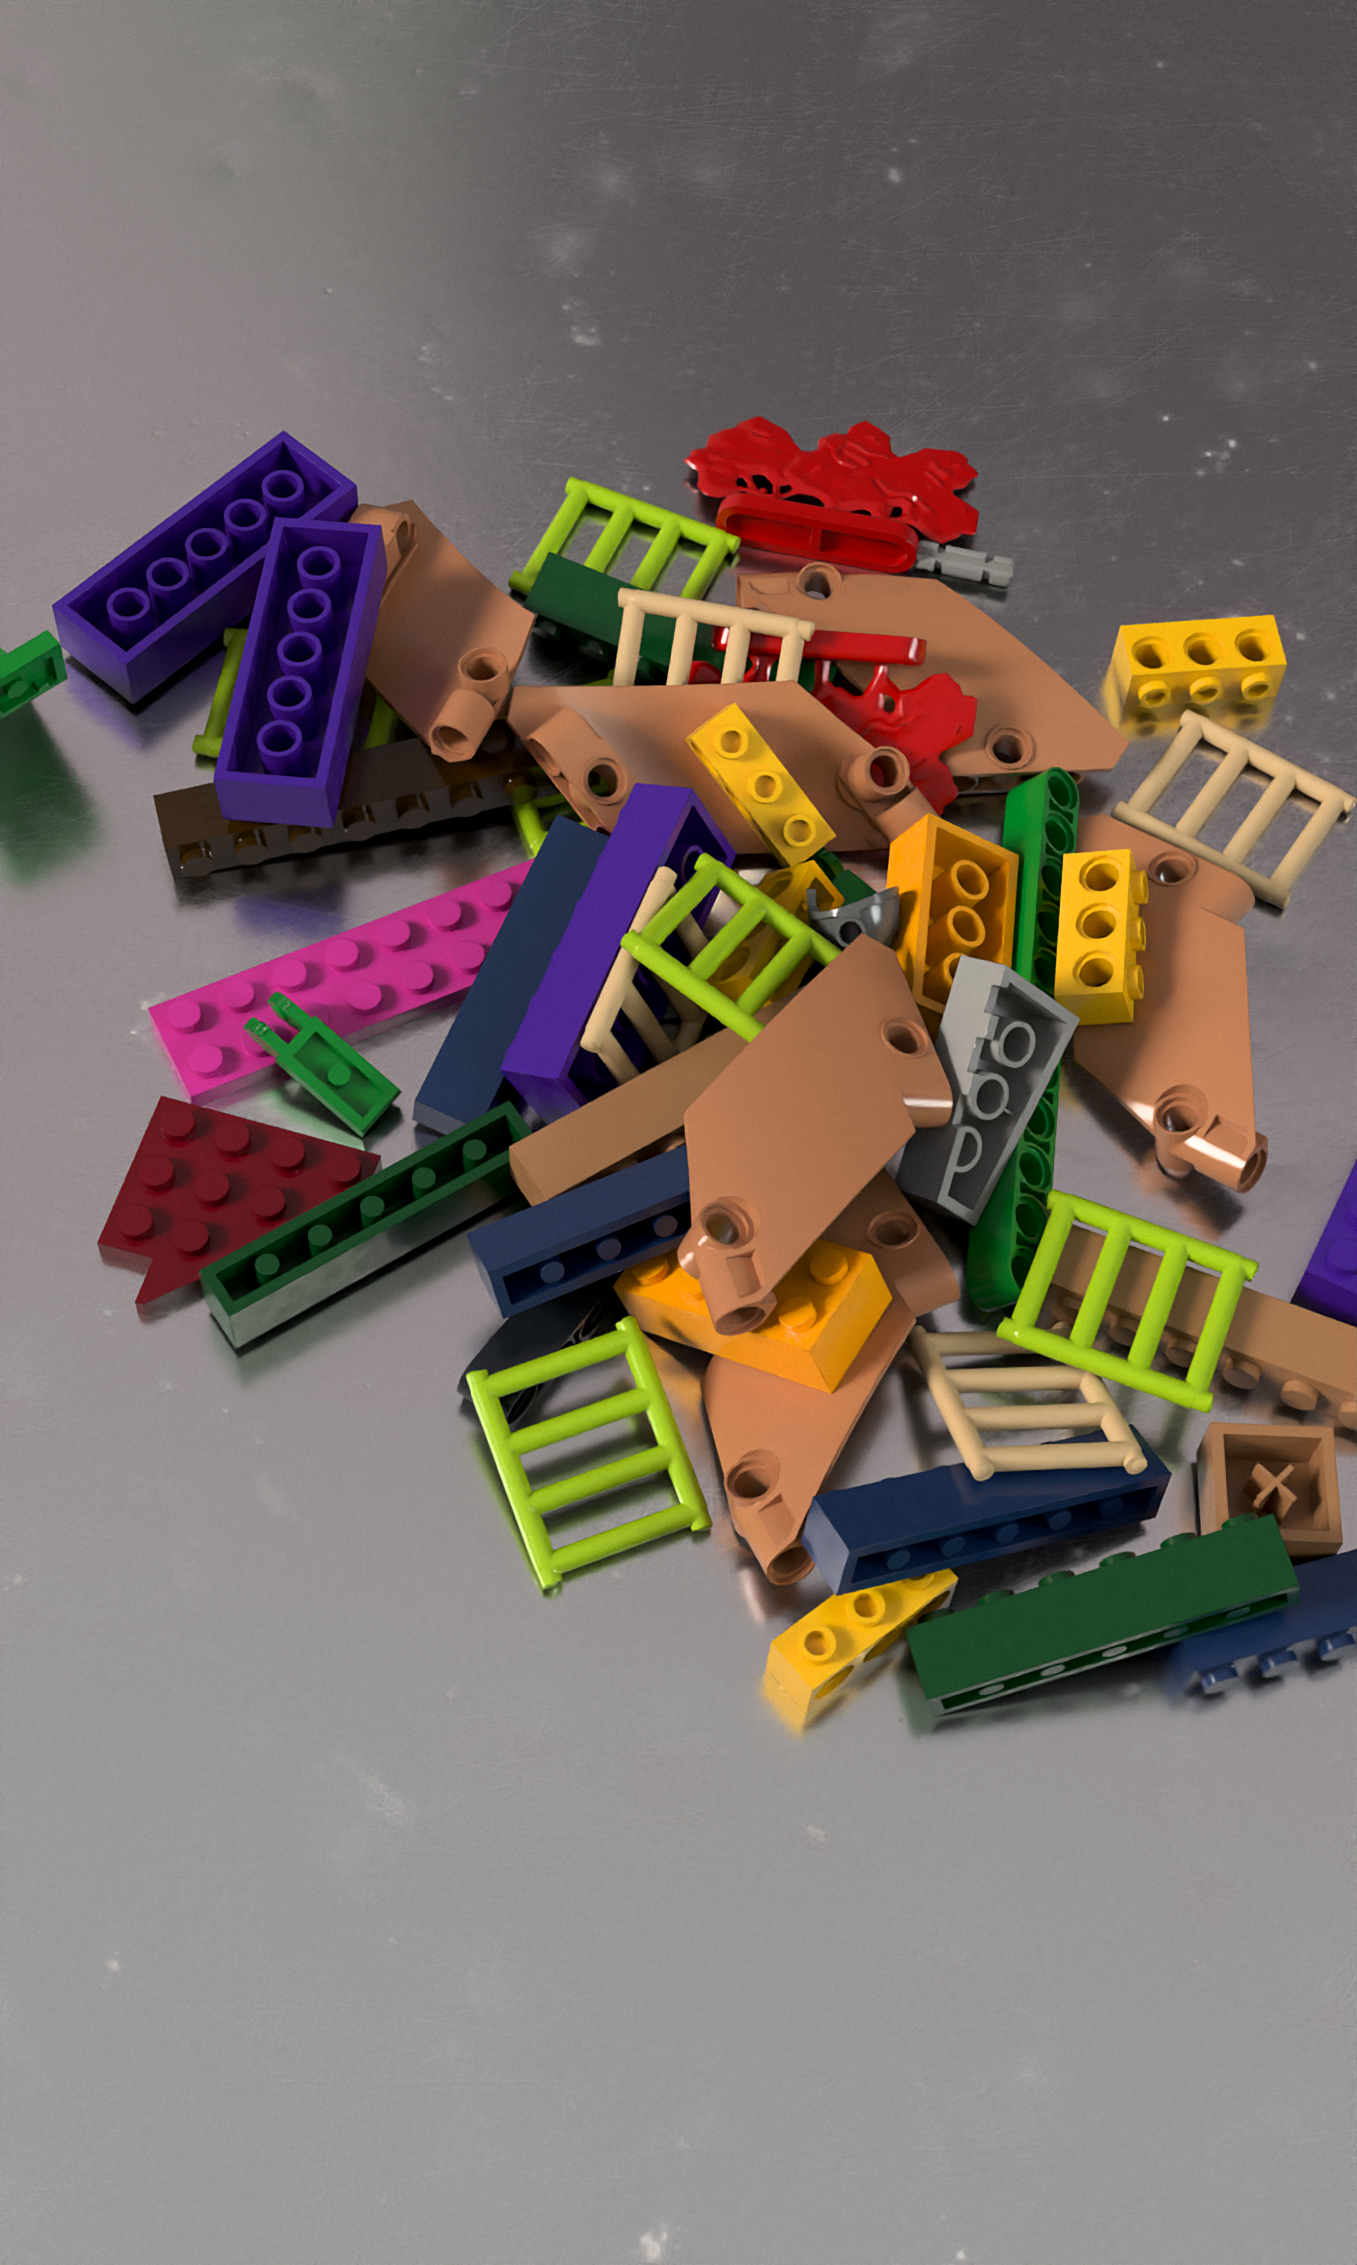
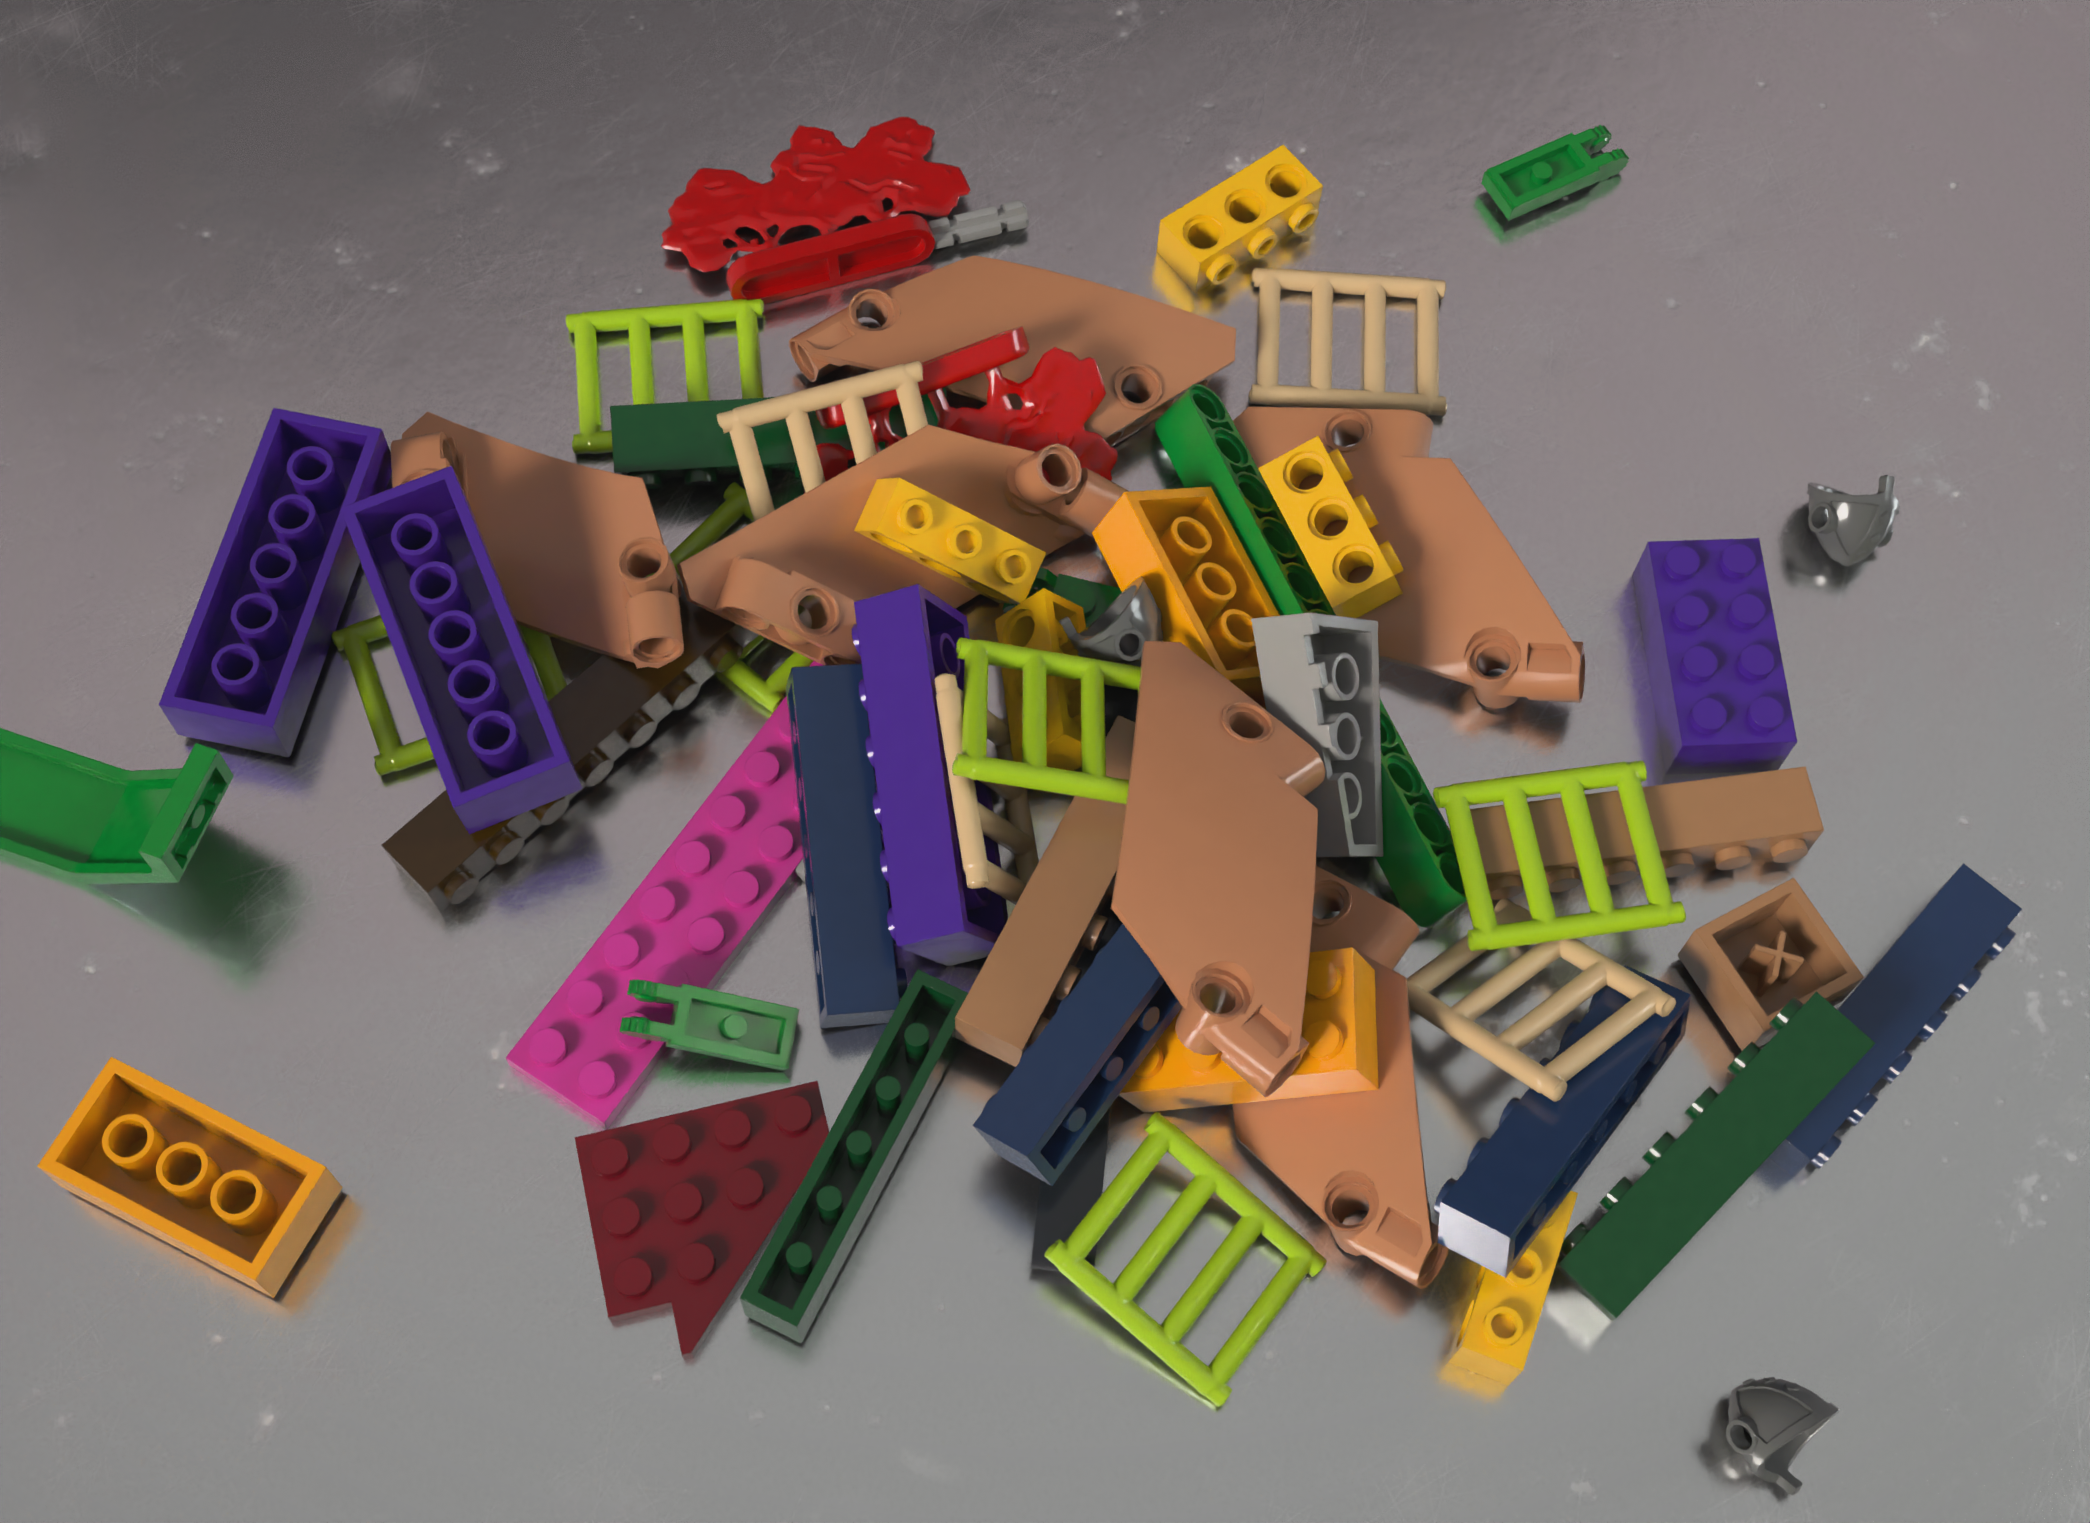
camera: 30 degrees left, 5 degrees up
(1013, 1874) = (1773, 1424): none -> dark grey helmet

